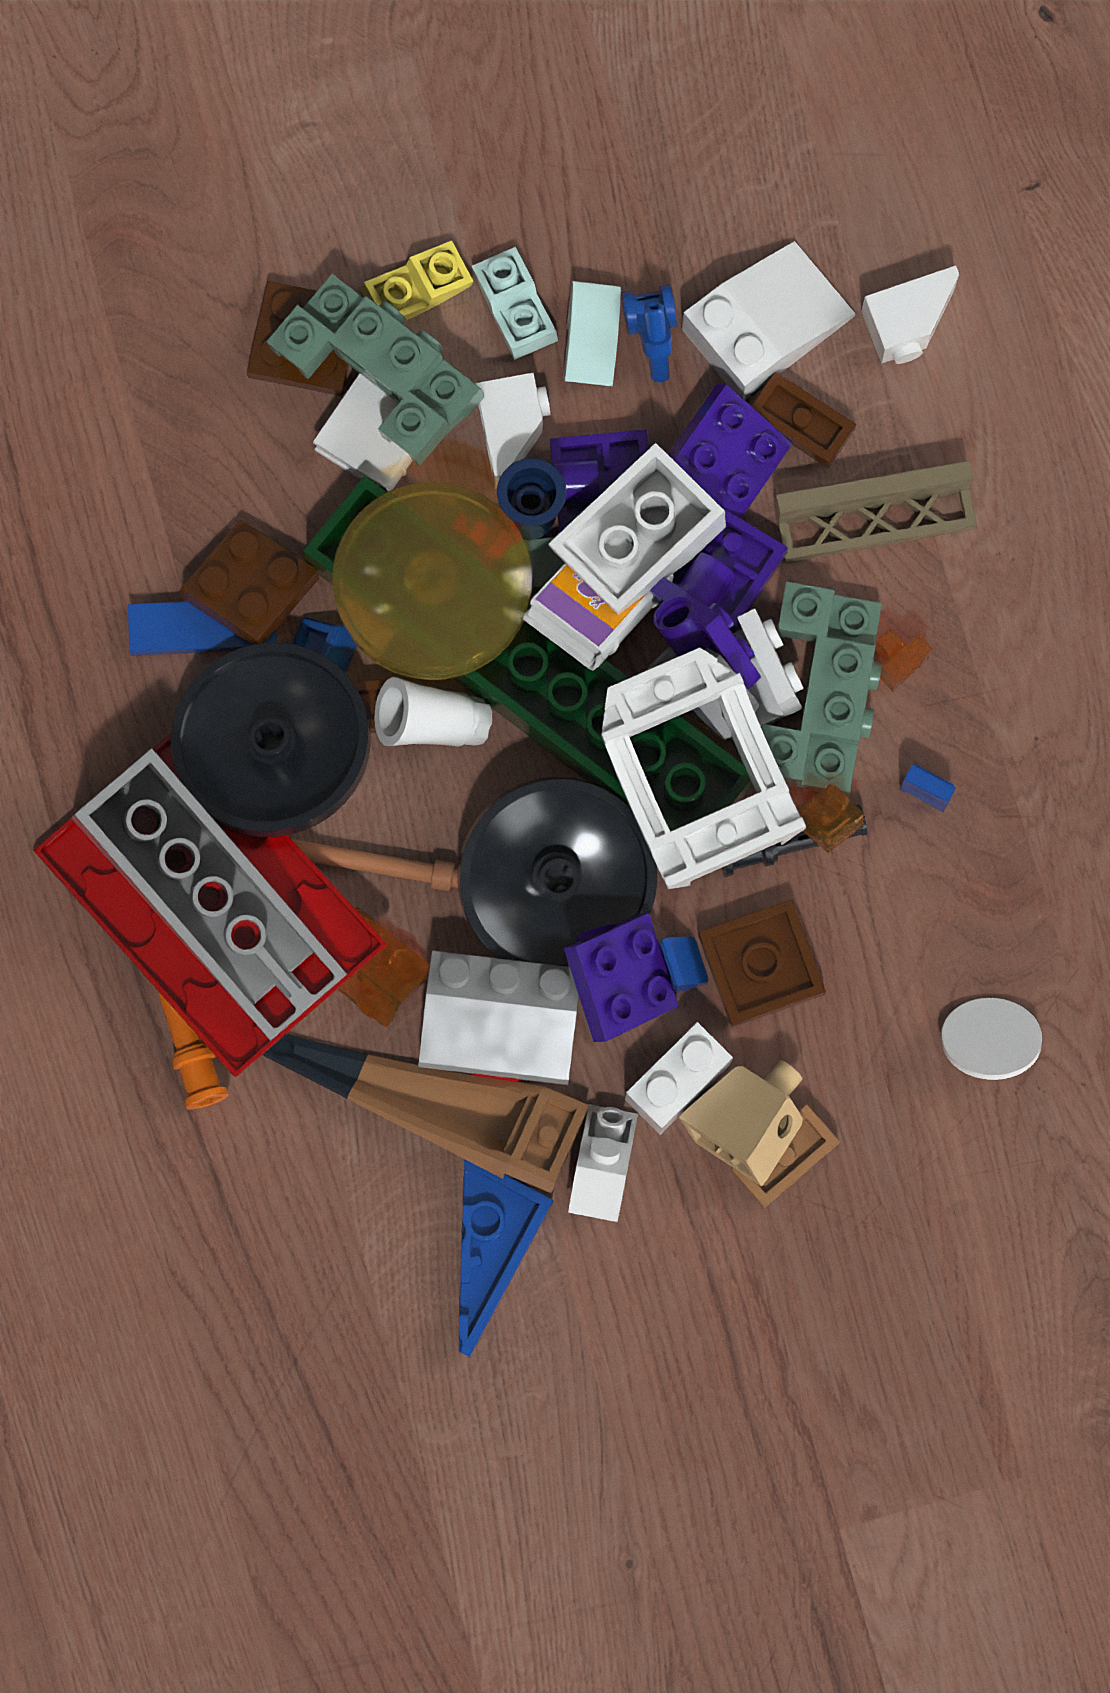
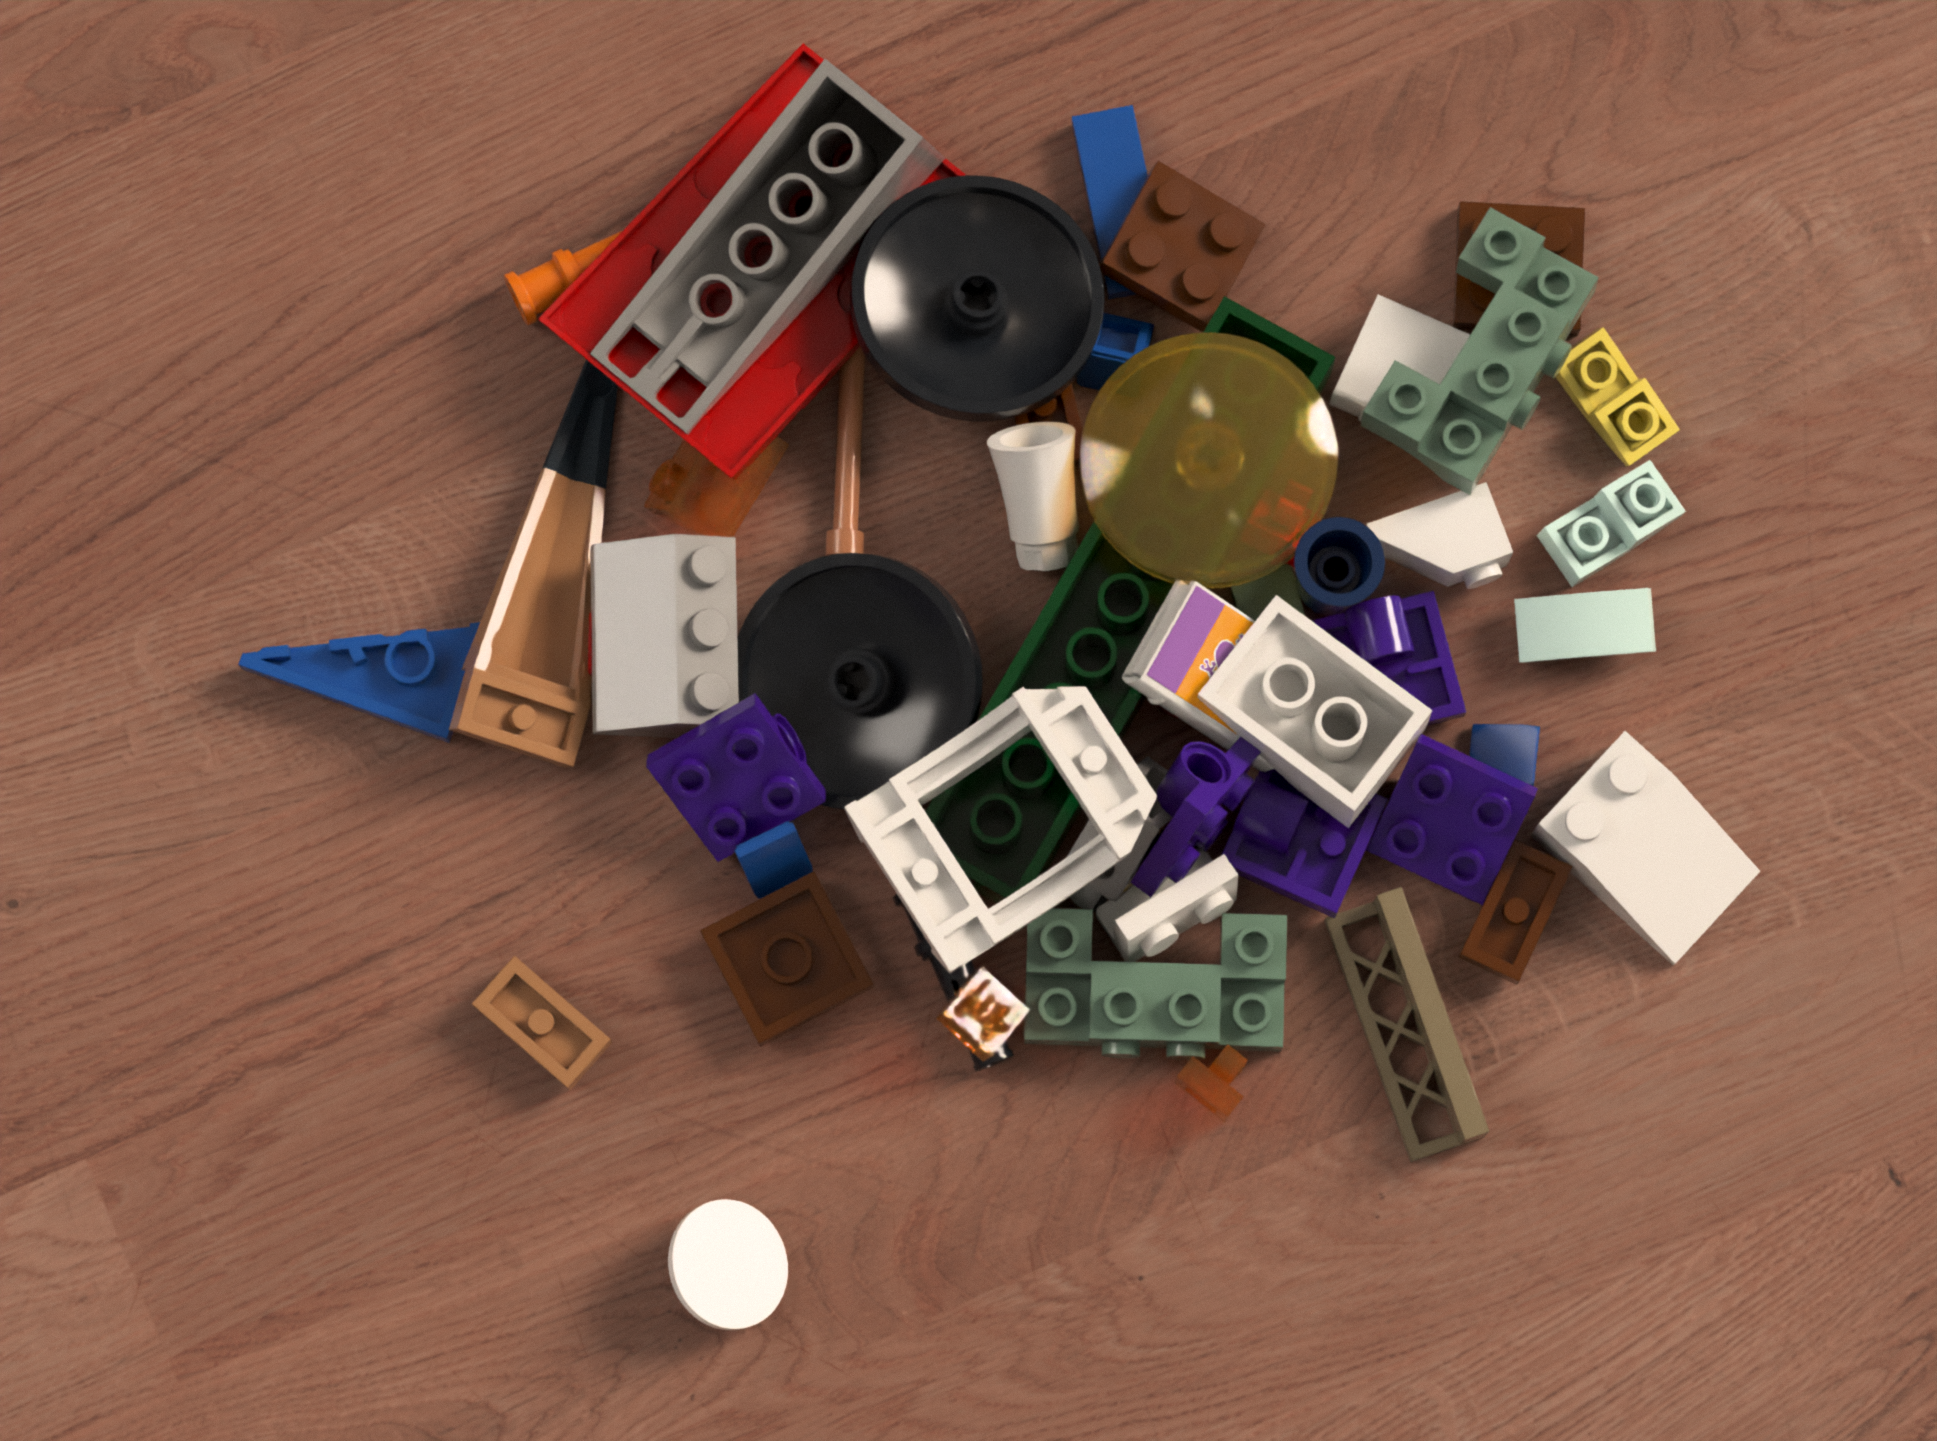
camera: 85 degrees right, 0 degrees up
(603, 1163) = (503, 794): white slope -> none
(652, 317) = (1616, 694): blue piece -> none
(678, 406) = (1507, 748): none -> blue slope
(678, 1078) = (621, 872): white brick -> none
(747, 1119) = (577, 965): tan torso -> none
(906, 315) = (1681, 1032): white slope -> none
(928, 787) = (1047, 1140): blue tile -> none

